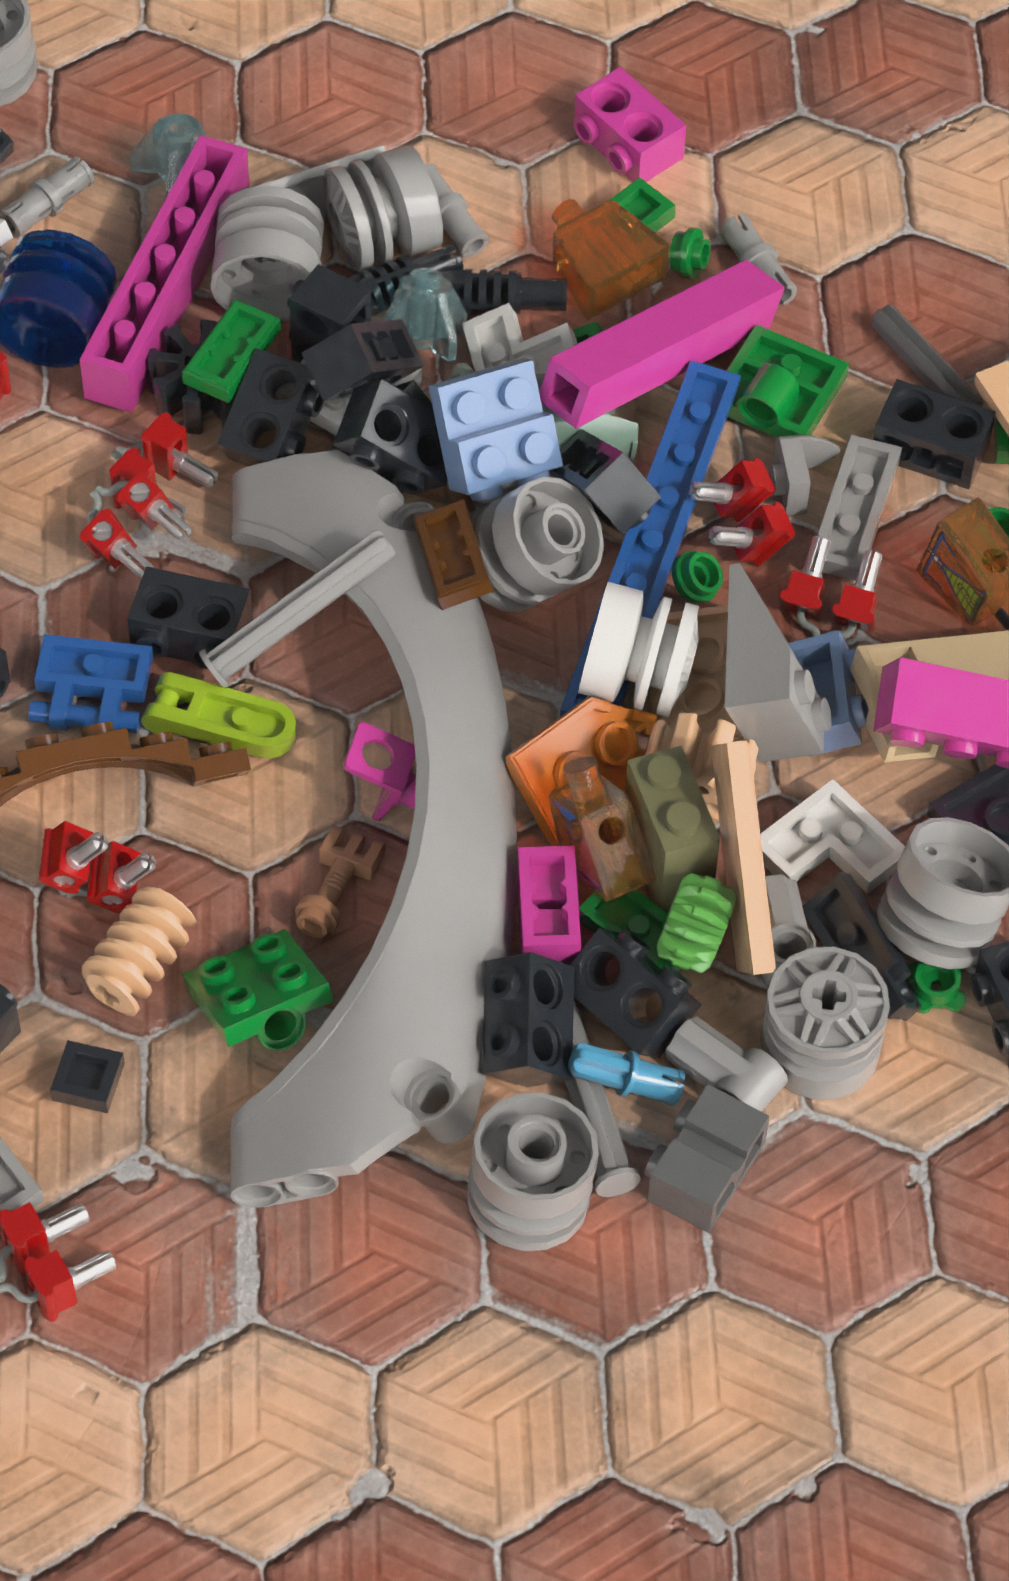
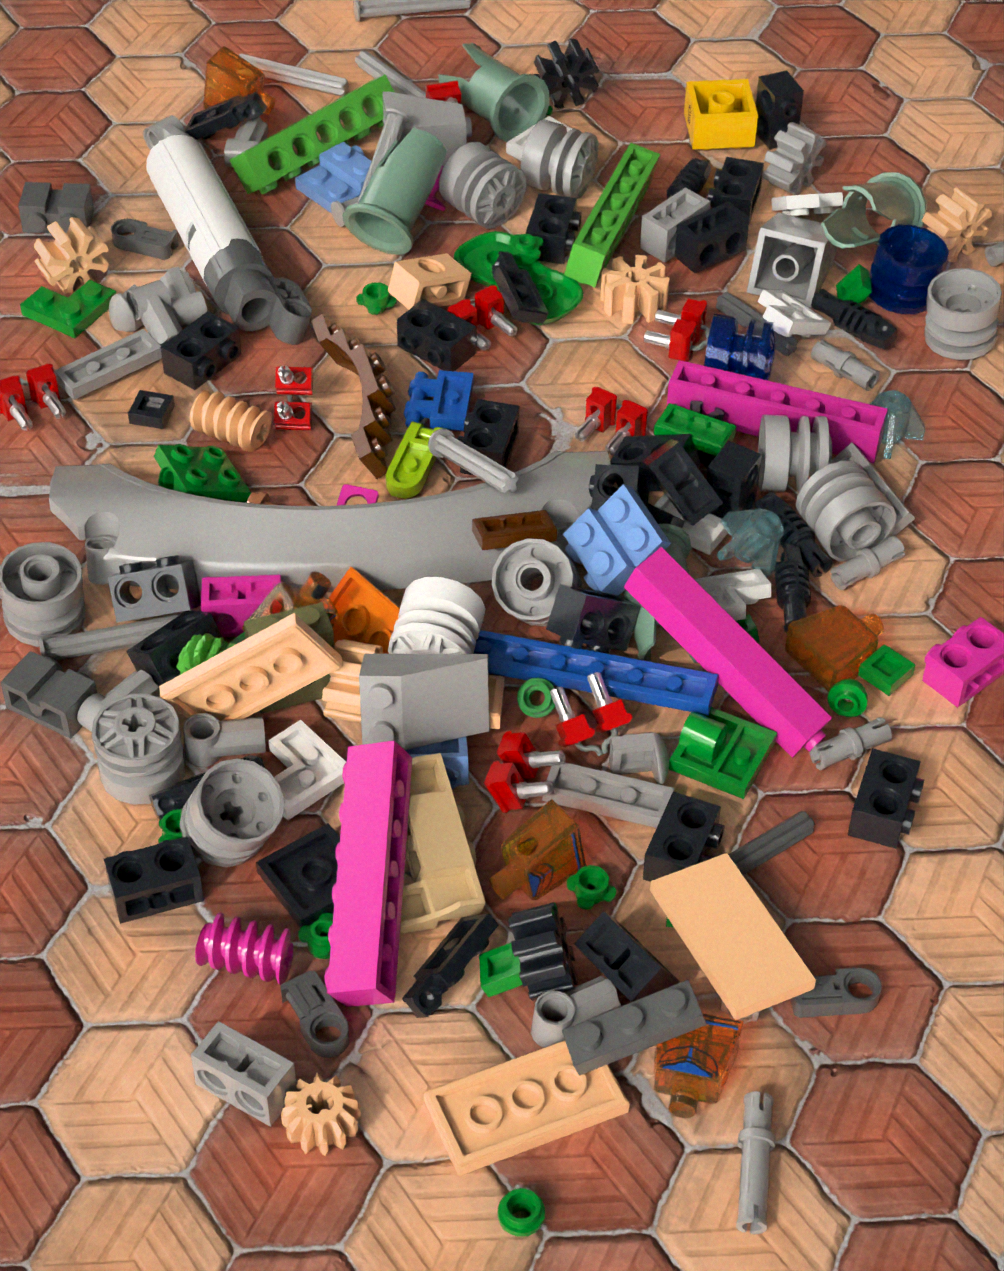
camera: 90 degrees right, 10 degrees down
(140, 500) = (559, 403): piece -> none
(626, 1073) = (115, 648): dark azure axle -> none
(852, 232) = (884, 799): none -> black brick

